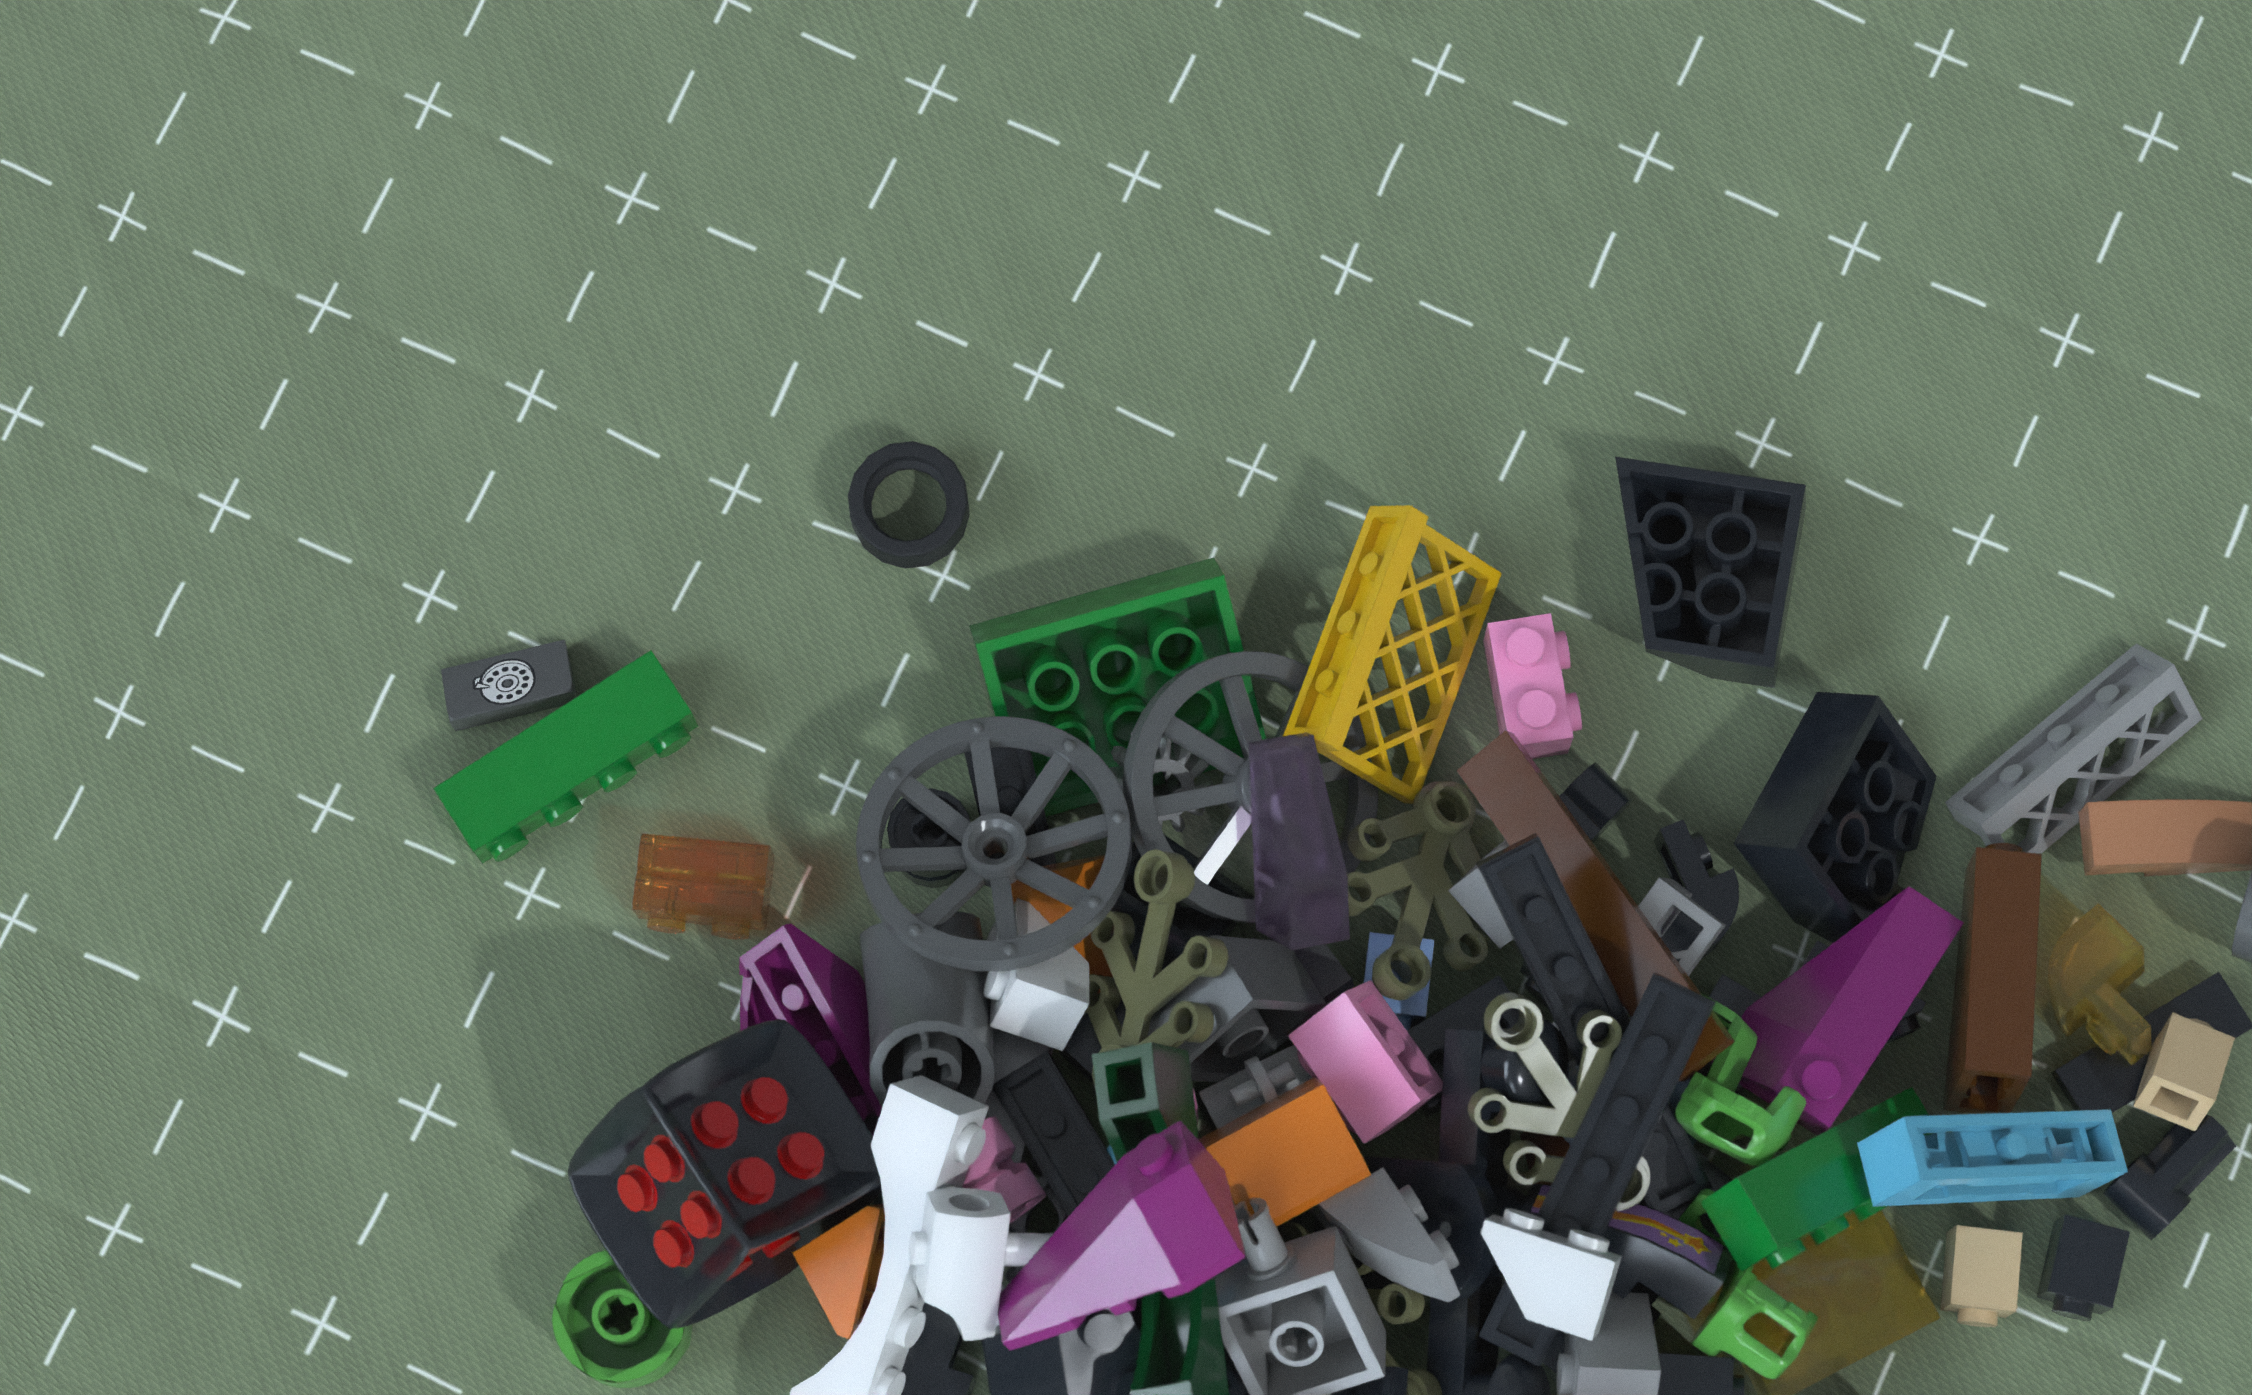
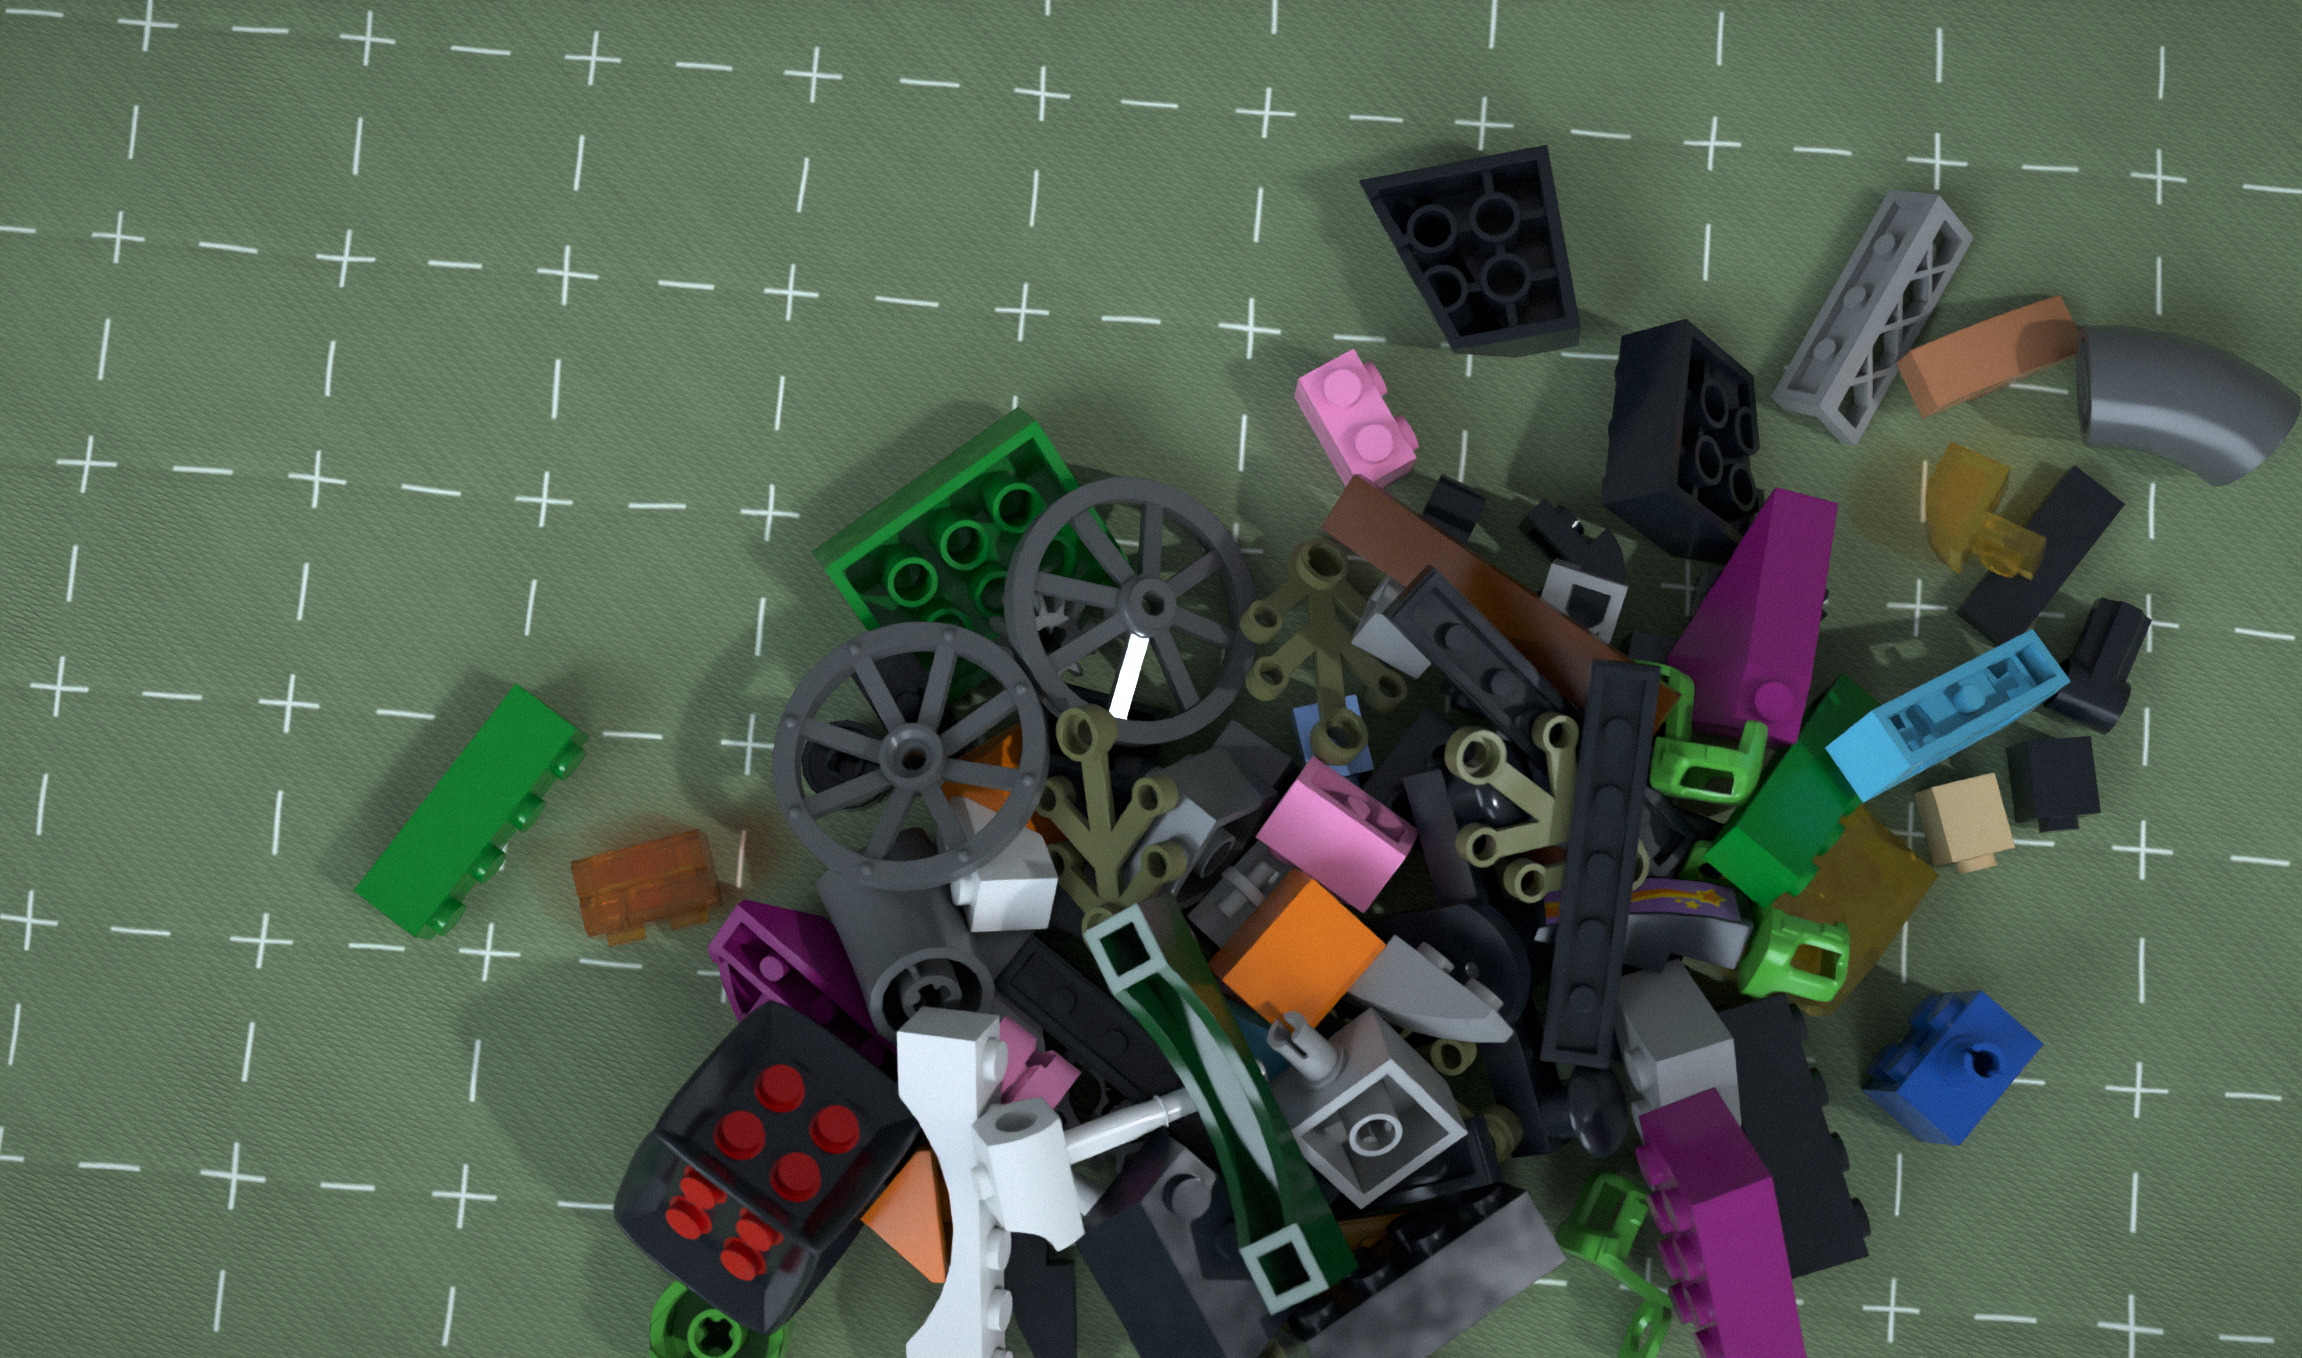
camera: 25 degrees left, 5 degrees up
(508, 685) = (394, 763): dark grey slope -> none
(906, 457) = (692, 414): black tyre -> none
(1145, 1228) = (1195, 1094): magenta wedge -> none
(1295, 846) = (1198, 655): clear purple slope -> none
(1361, 632) = (1183, 431): yellow fence -> none
(1552, 1276) = (1600, 984): white slope -> none
(1994, 982) = (1884, 548): reddish brown slope -> none
(2184, 1071) = (2087, 569): tan brick -> none

